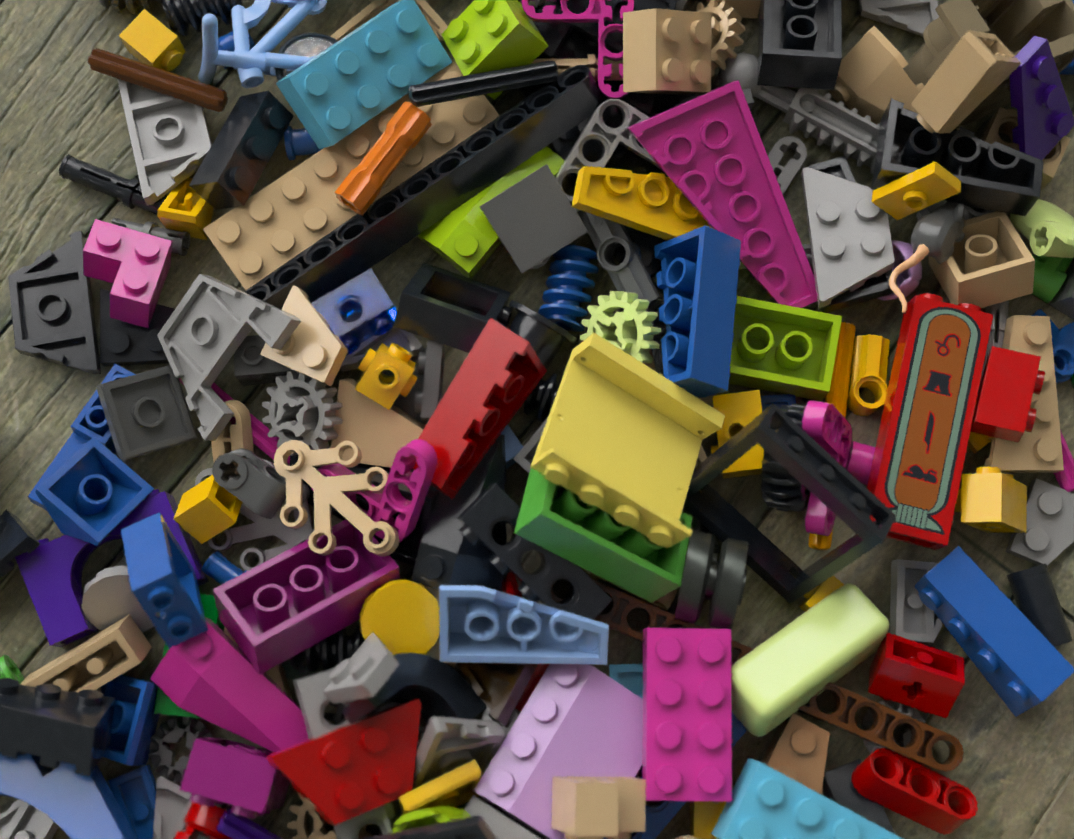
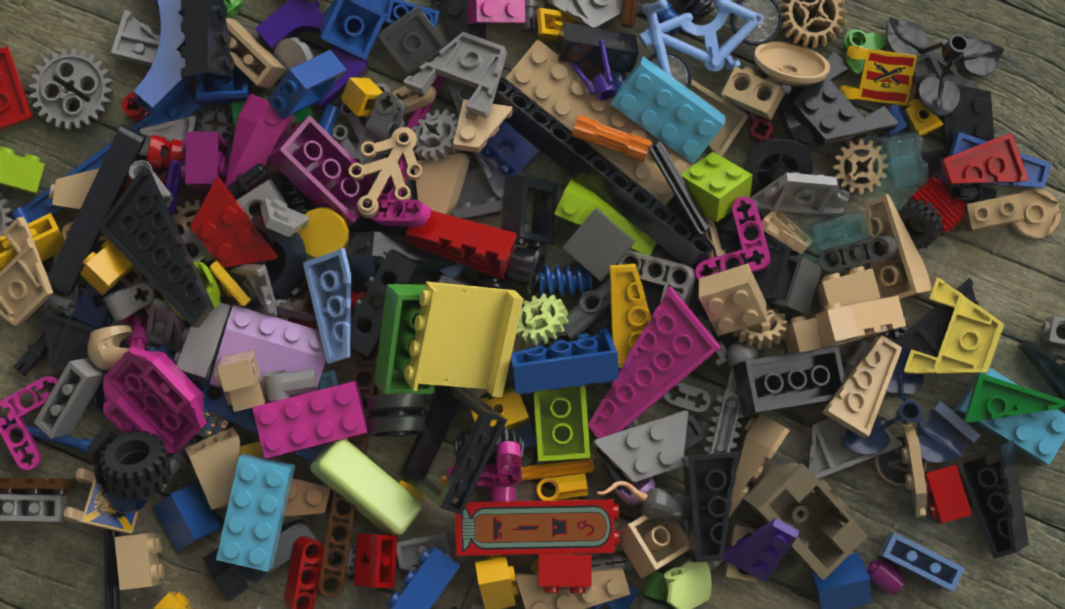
camera: 75 degrees right, 5 degrees up
(285, 714) = (247, 180): none -> black axle
(299, 150) = (603, 83): none -> dark purple plant
(381, 387) = (473, 180): yellow brick -> none
(619, 744) = (283, 384): none -> light grey piece
(916, 191) = (681, 482): yellow plate -> none
(963, 81) = (752, 491): tan slope -> none

